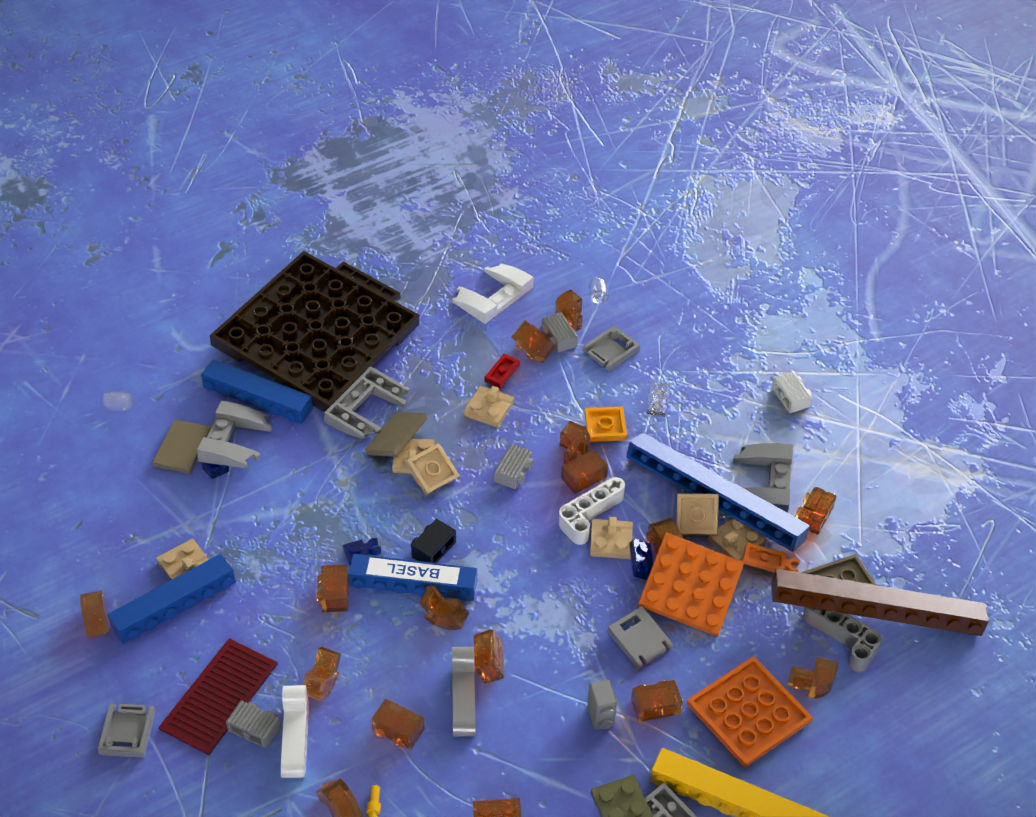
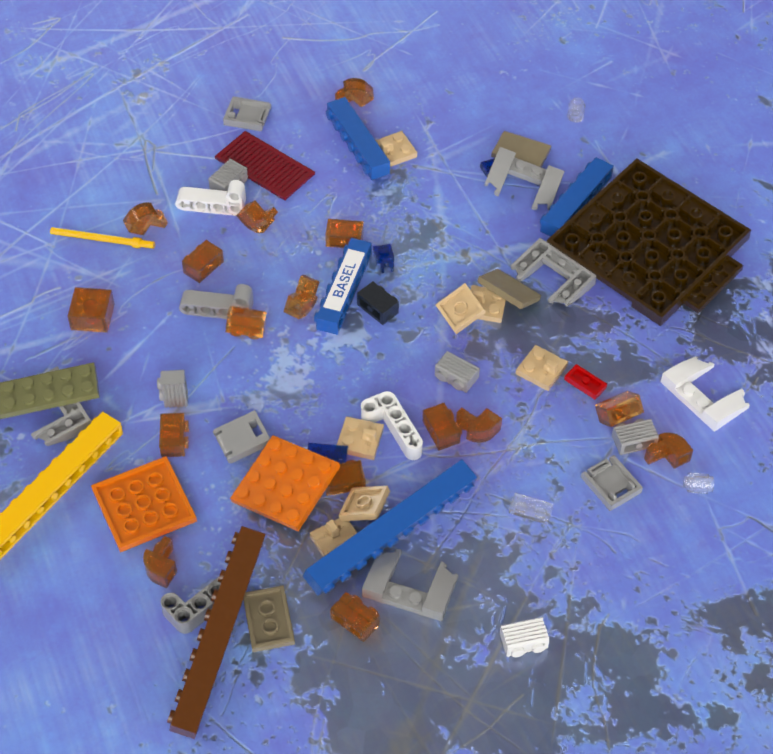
camera: 100 degrees right, 5 degrees up
(606, 424) = (502, 456): light orange plate -> none
(767, 558) = (302, 557): orange plate -> none

